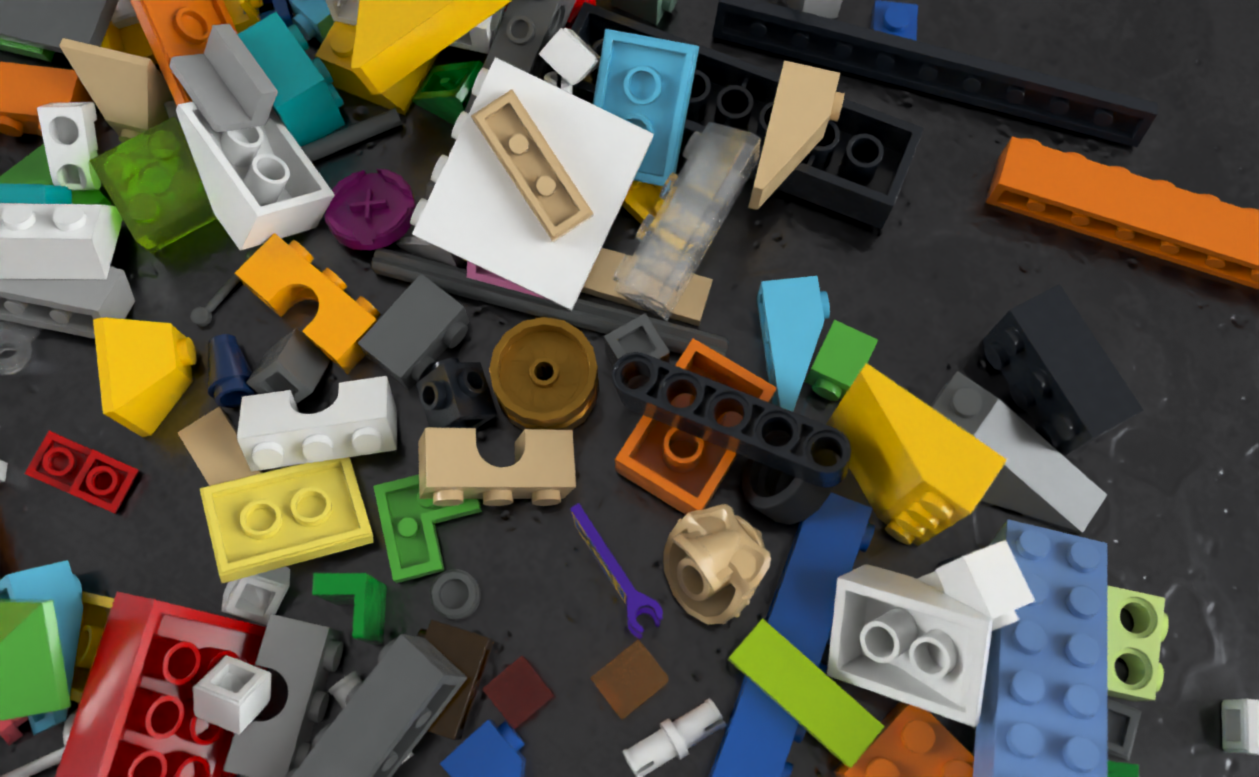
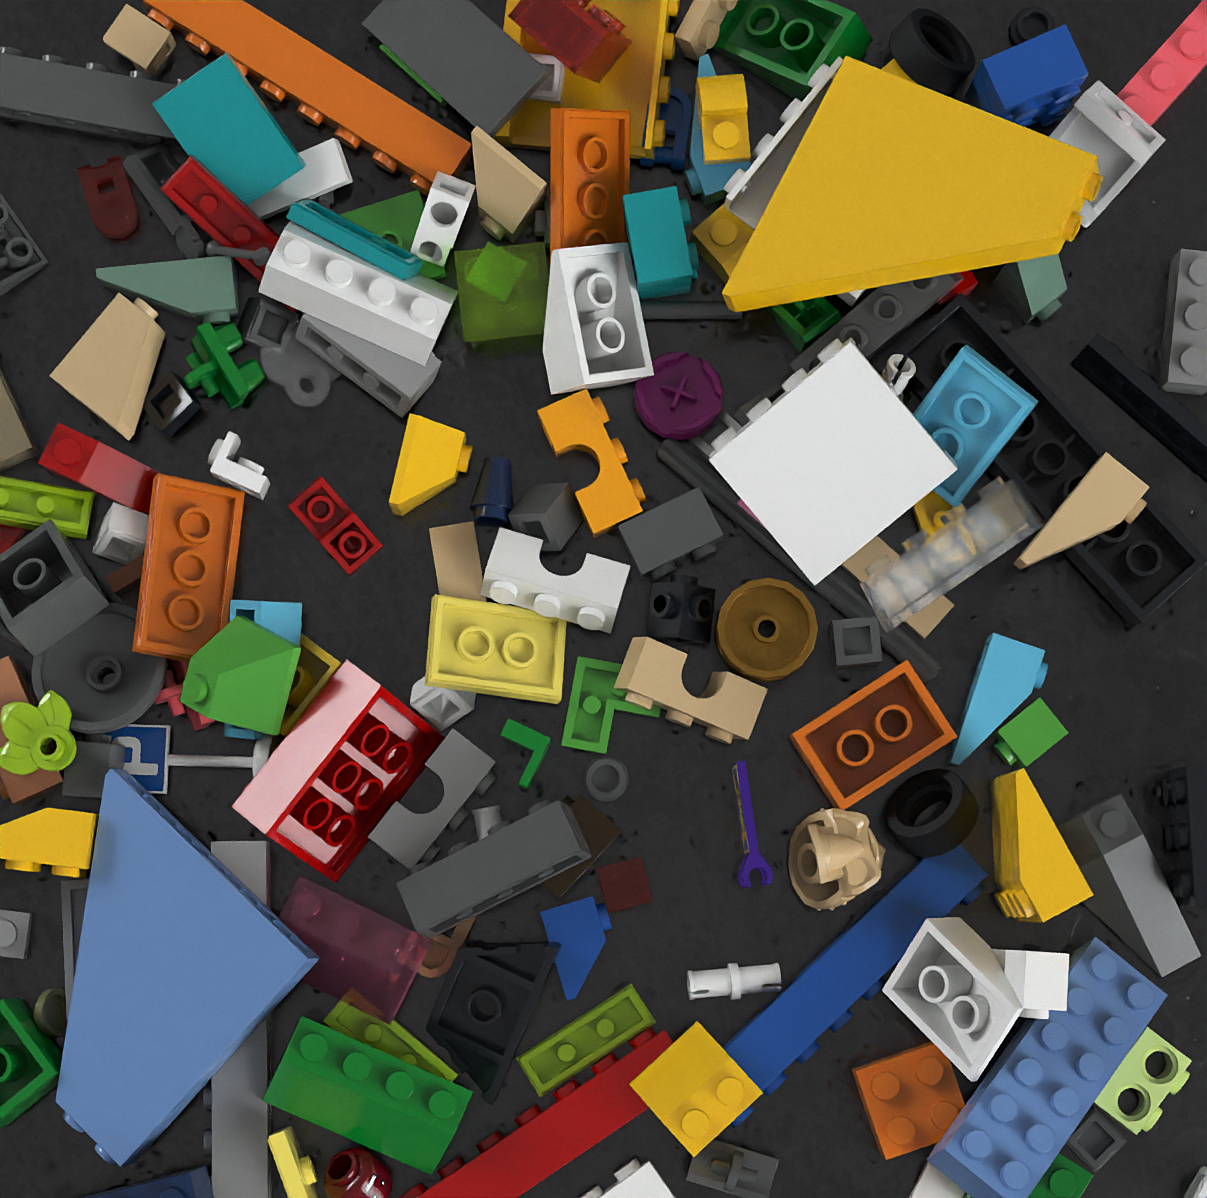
camera: 20 degrees right, 10 degrees up
(202, 315) = (488, 425): dark grey hinge -> none
(226, 82) = (605, 238): light grey panel -> none
(232, 694) = (400, 780): white slope -> none
(532, 165) = (838, 452): tan tile -> none
(570, 56) = (921, 352): white slope -> none
(630, 679) = (720, 918): clear orange panel -> none
(746, 437) = (897, 727): black beam -> none
(806, 693) = (856, 995): lime tile -> none

